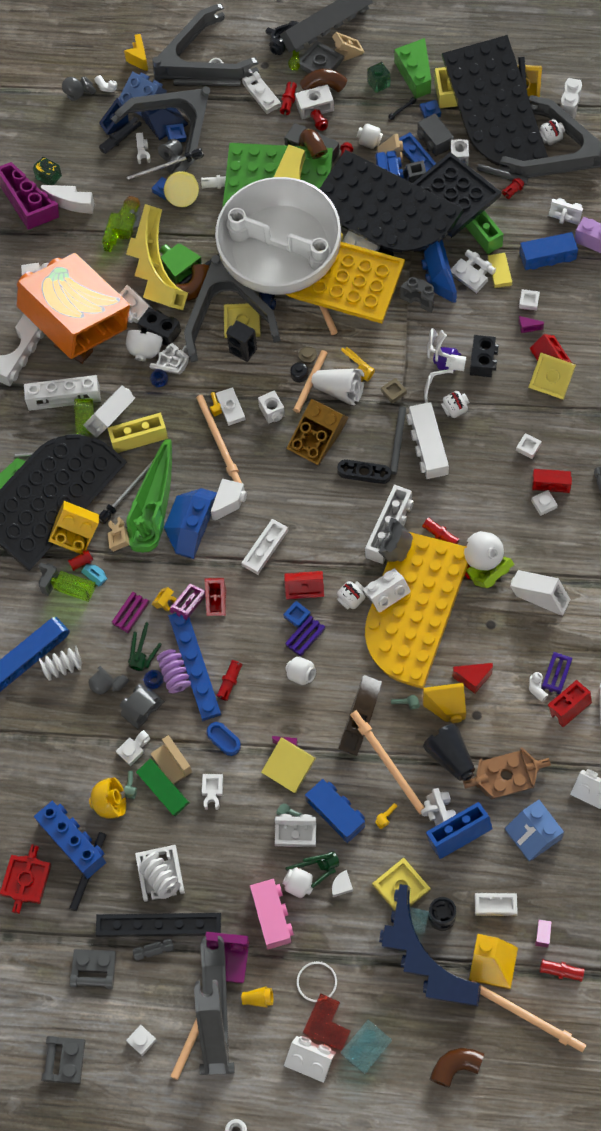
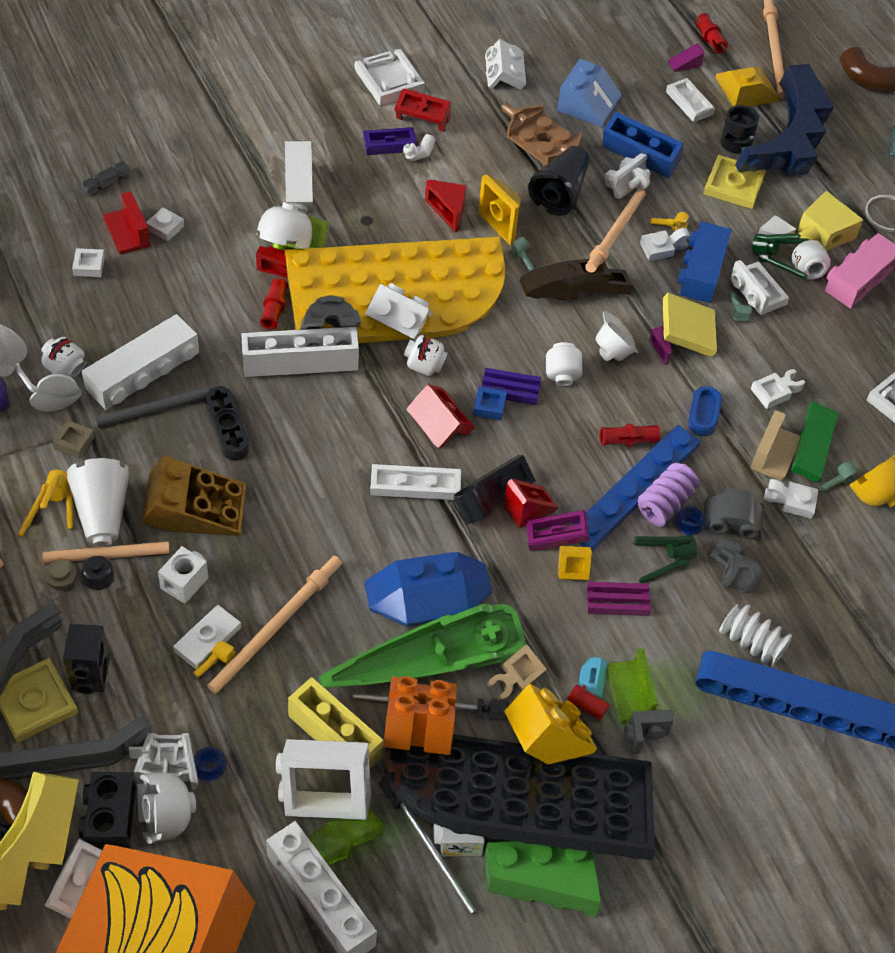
camera: 130 degrees left, 10 degrees down
(129, 470) = (420, 715): none -> orange brick
(228, 498) = (367, 555): white slope -> none
(232, 568) = (490, 489): none -> black plate
(303, 714) = (614, 339): none -> white piece
(324, 917) = (829, 222): none -> light yellow torso
(368, 796) = (661, 246): none -> white plate

